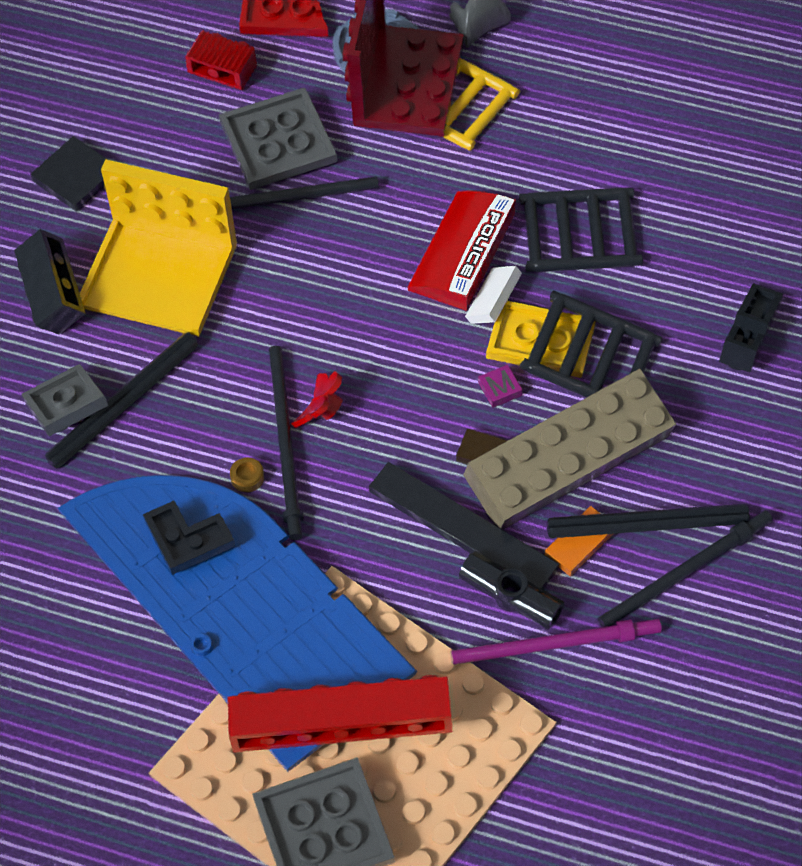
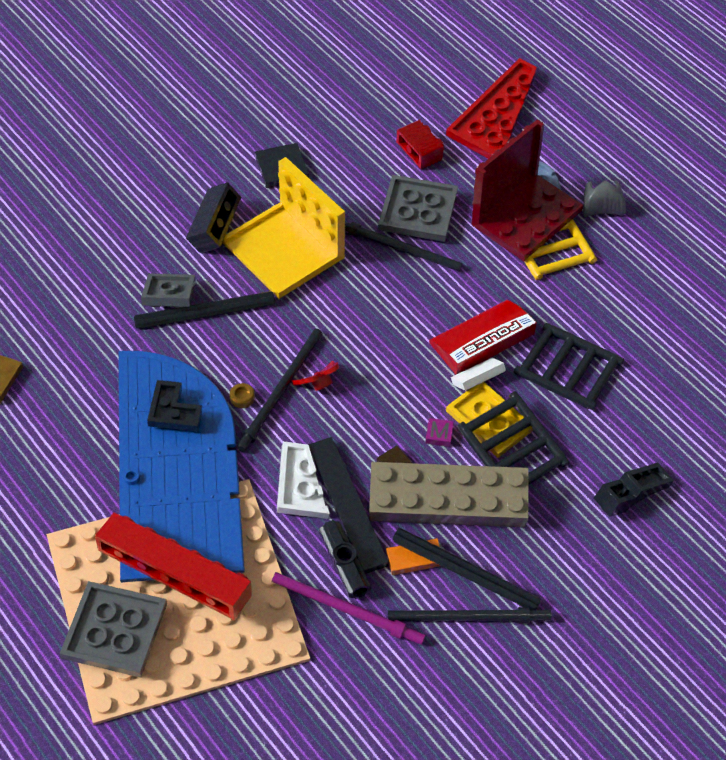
camera: 30 degrees right, 5 degrees down
(392, 538) = (298, 484): none -> white wing

